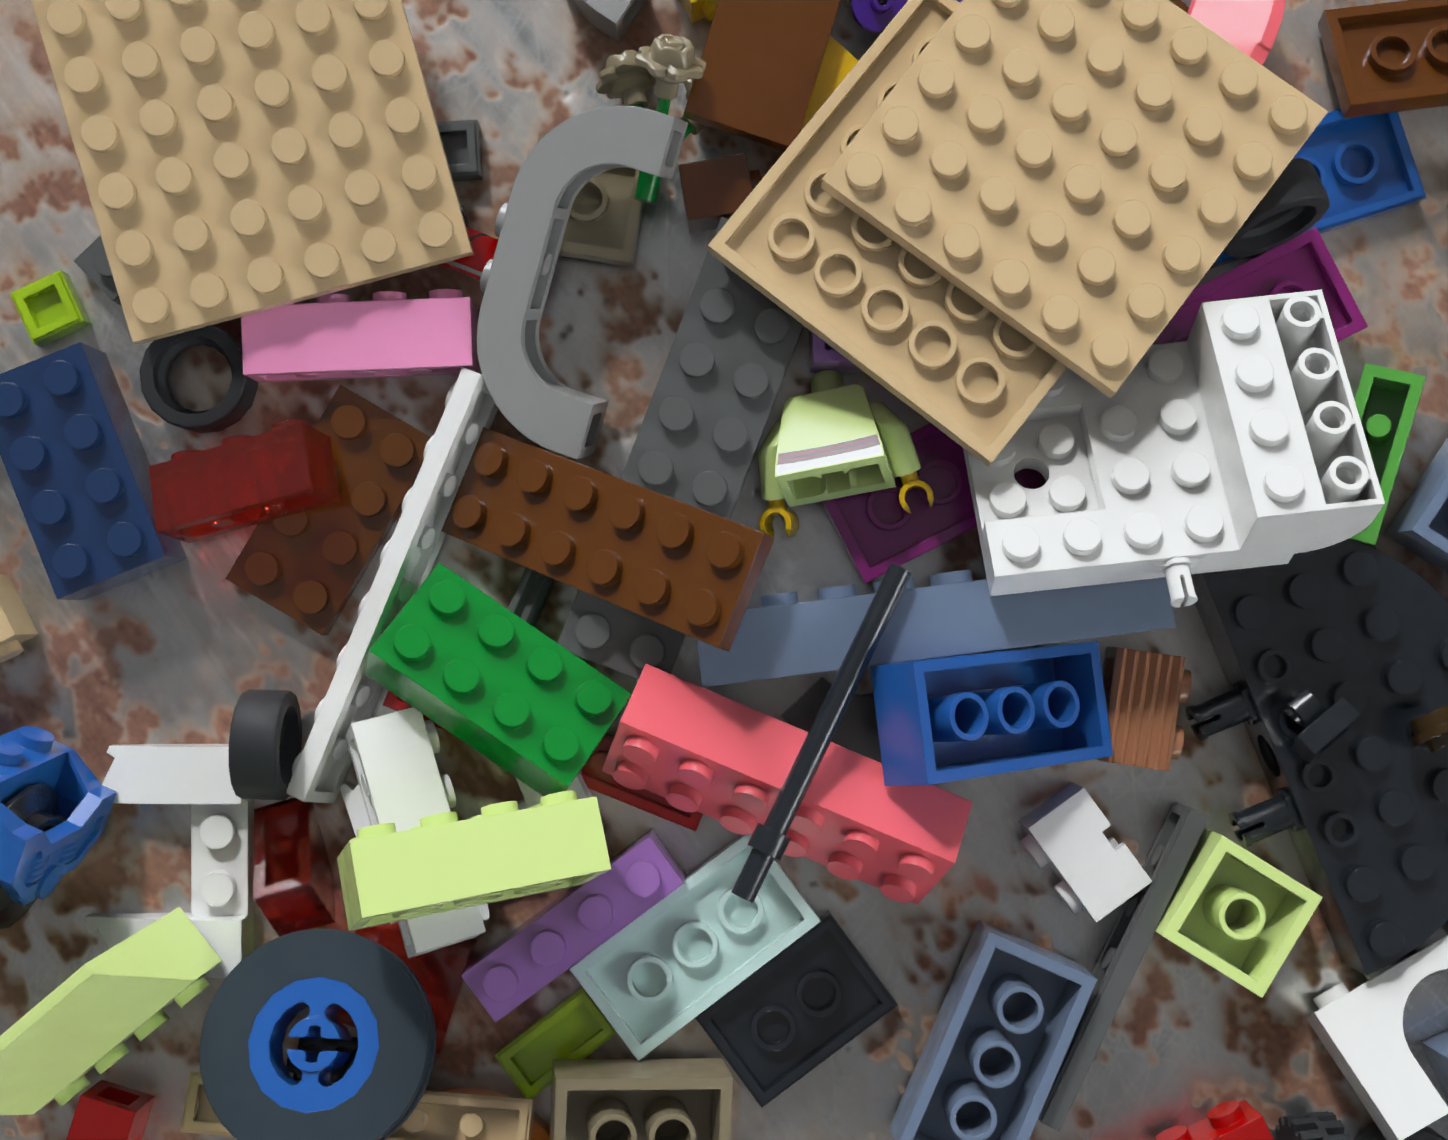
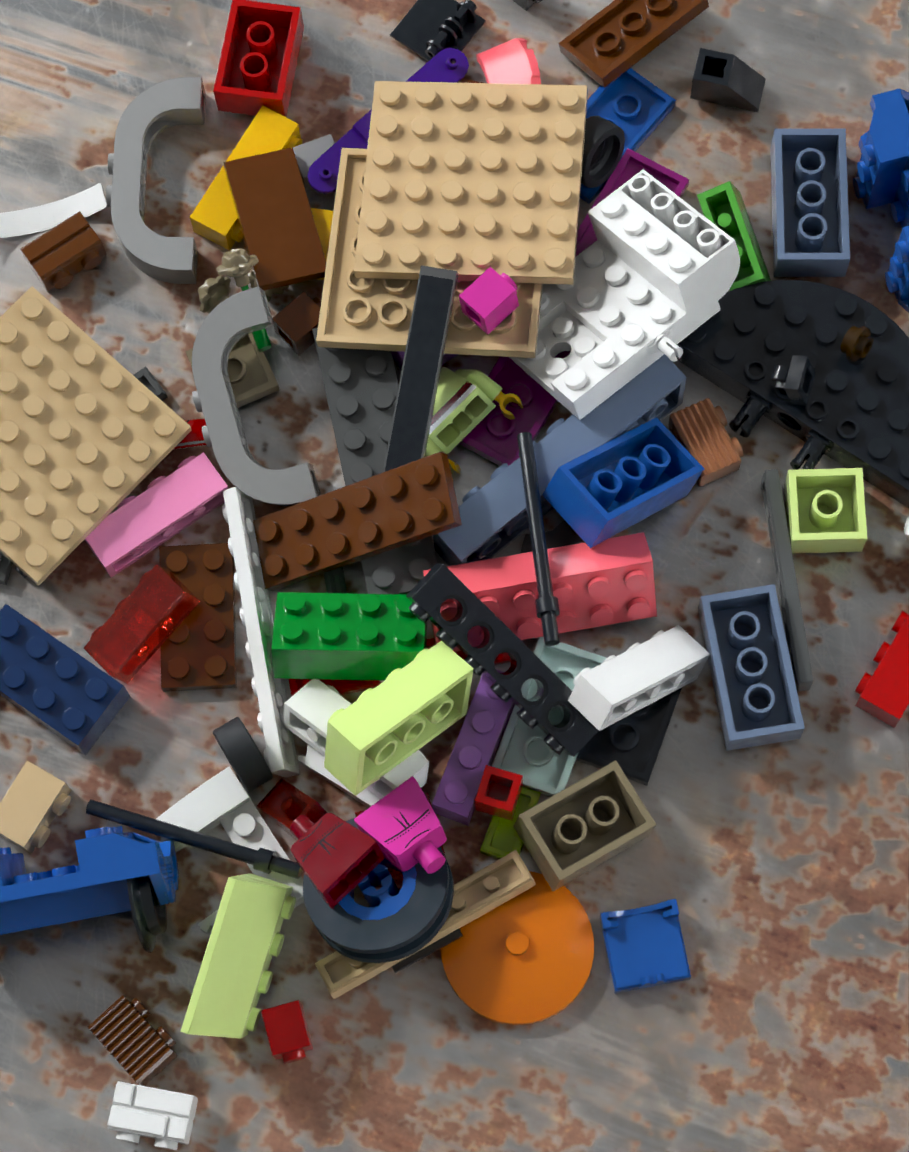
camera: 25 degrees left, 15 degrees down
(155, 388) = (94, 613): black tyre -> none
(204, 901) = (262, 859): none -> black bar
(273, 980) = (333, 855): none -> dark red torso
(390, 1012) = (405, 828): none -> dark pink torso
(555, 1019) = (498, 792): none -> red brick
(639, 727) = (426, 601): none -> black brick
(821, 384) = (421, 366): none -> black tile
(830, 994) = (637, 677): none -> white brick
(980, 349) = (489, 299): none -> dark pink brick
(1092, 869) = (726, 535): white brick -> none

